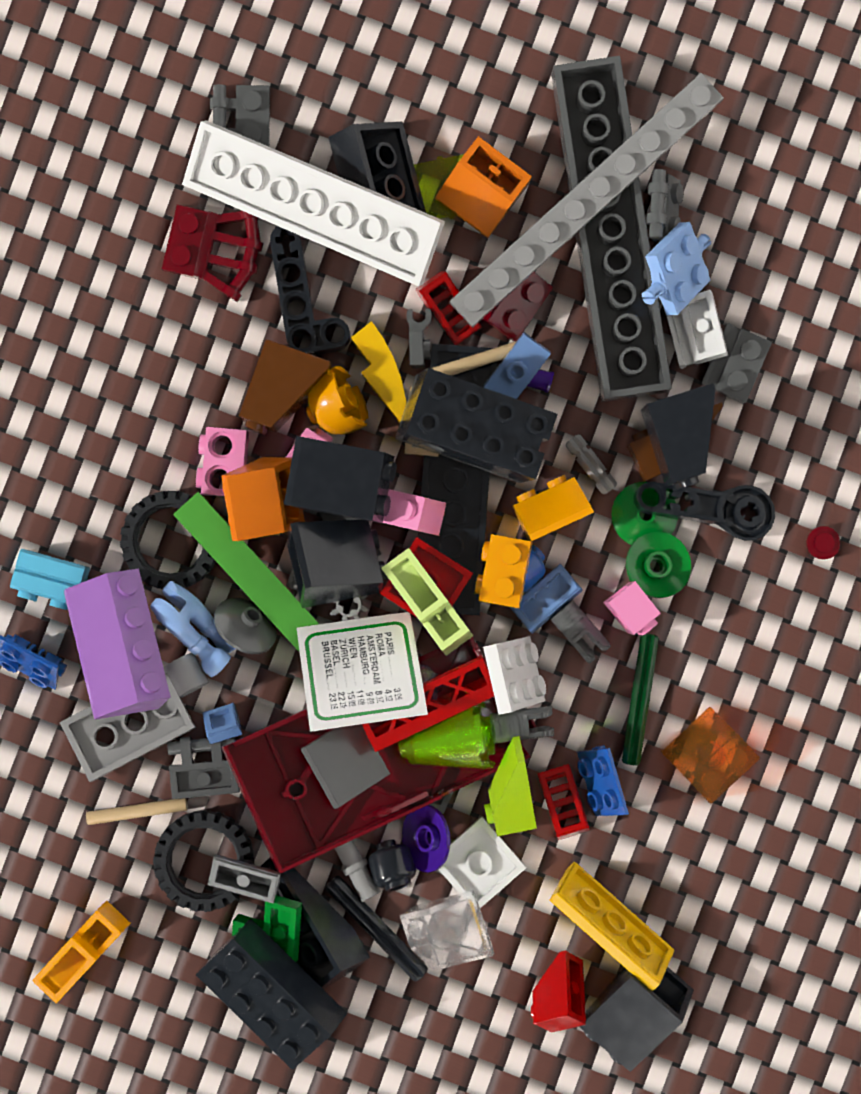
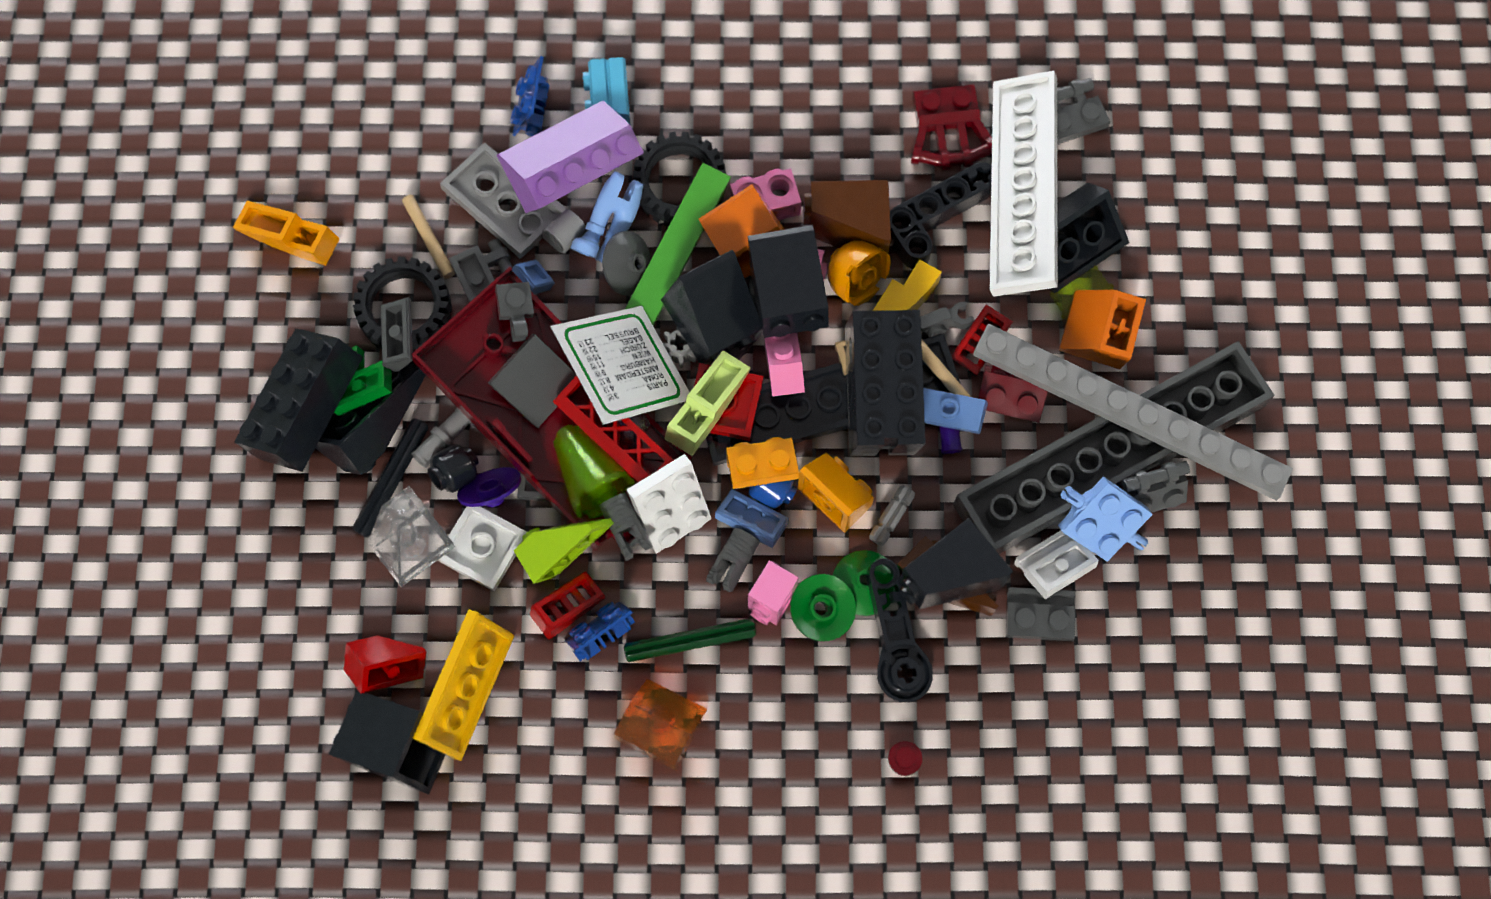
camera: 65 degrees right, 15 degrees down
(266, 754) = (515, 304): none -> dark grey plate

